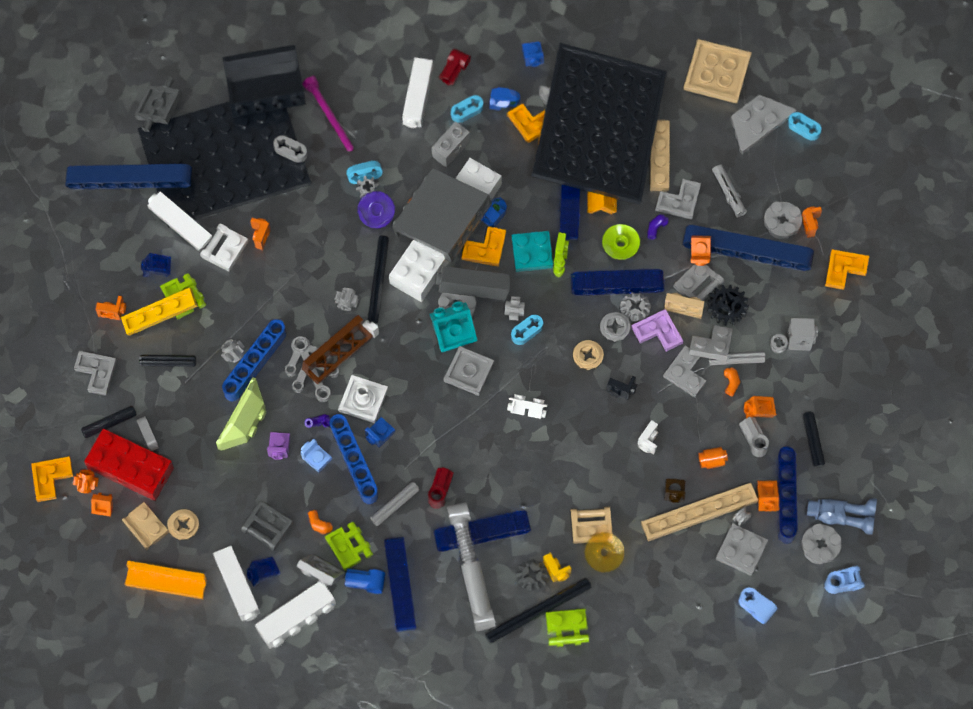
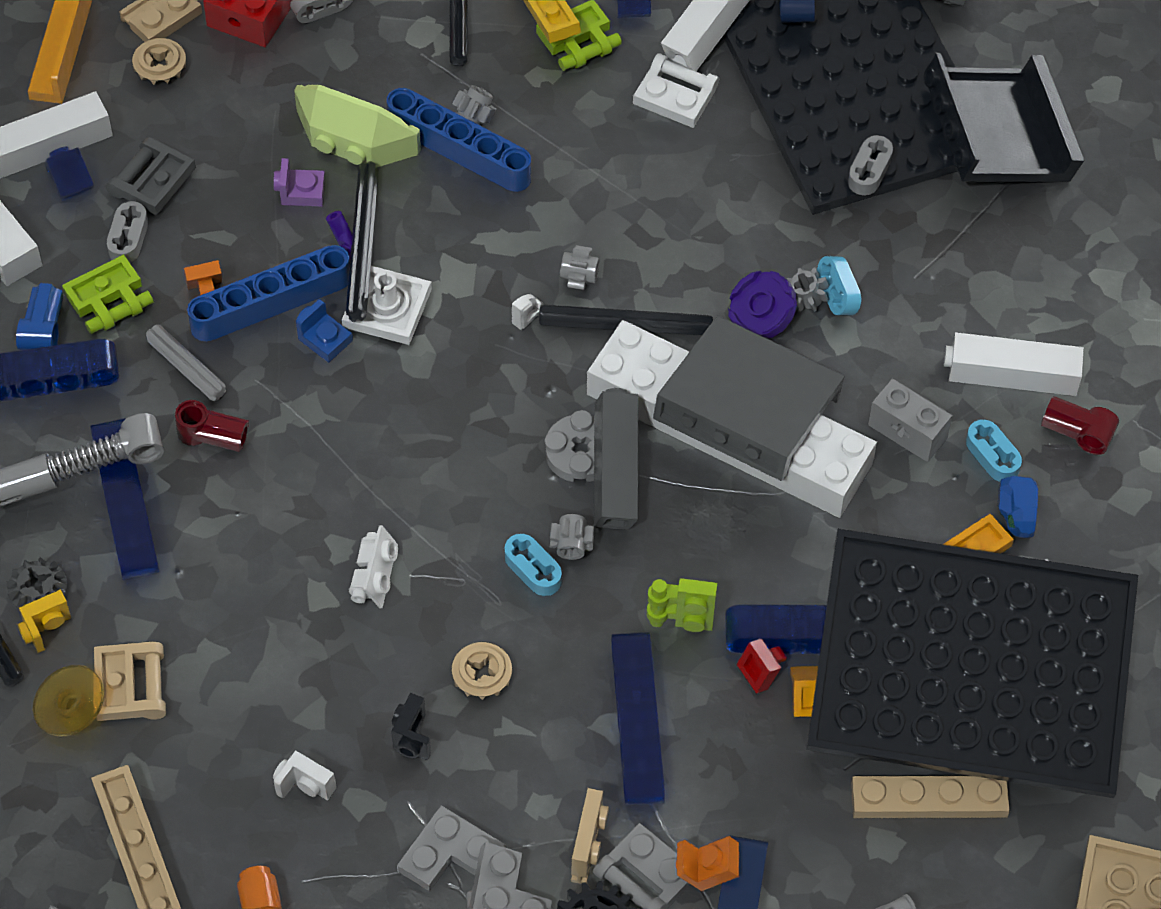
camera: 85 degrees right, 10 degrees down
(261, 233) = (704, 138): orange bracket -> none
(304, 353) = (448, 224): light grey plant -> none
(304, 542) = (134, 233): none -> light grey beam
(311, 85) = (1010, 200): magenta piece -> none
(315, 455) = (280, 239): light blue bracket -> none
(319, 525) = (152, 247): orange arm -> none
(321, 569) = (56, 244): light grey plate -> none
(323, 409) = (362, 242): none -> black axle
(331, 345) = (483, 244): reddish brown fence -> none
(342, 494) = (203, 276): none -> orange tile
(453, 326) = (526, 430): teal plate -> none
(469, 371) = (444, 468): light grey plate -> none
(487, 252) = (693, 497): light orange plate -> none
(495, 212) = (776, 501): blue rock -> none
(532, 251) = (702, 558): teal plate -> none
(533, 54) = (1130, 557): blue bracket -> none
(590, 223) = (760, 664): none -> red tile
(621, 234) = (730, 707): lime dish -> none
(621, 321) = (554, 705): light grey gear -> none
(635, 314) = (589, 770): light grey gear -> none
(659, 220) = (769, 786): dark purple arm -> none
(660, 326) = (545, 796): lavender plate -> none
(673, 495) = (181, 826): dark brown bracket -> none
(682, 204) = (822, 841): light grey plate -> none

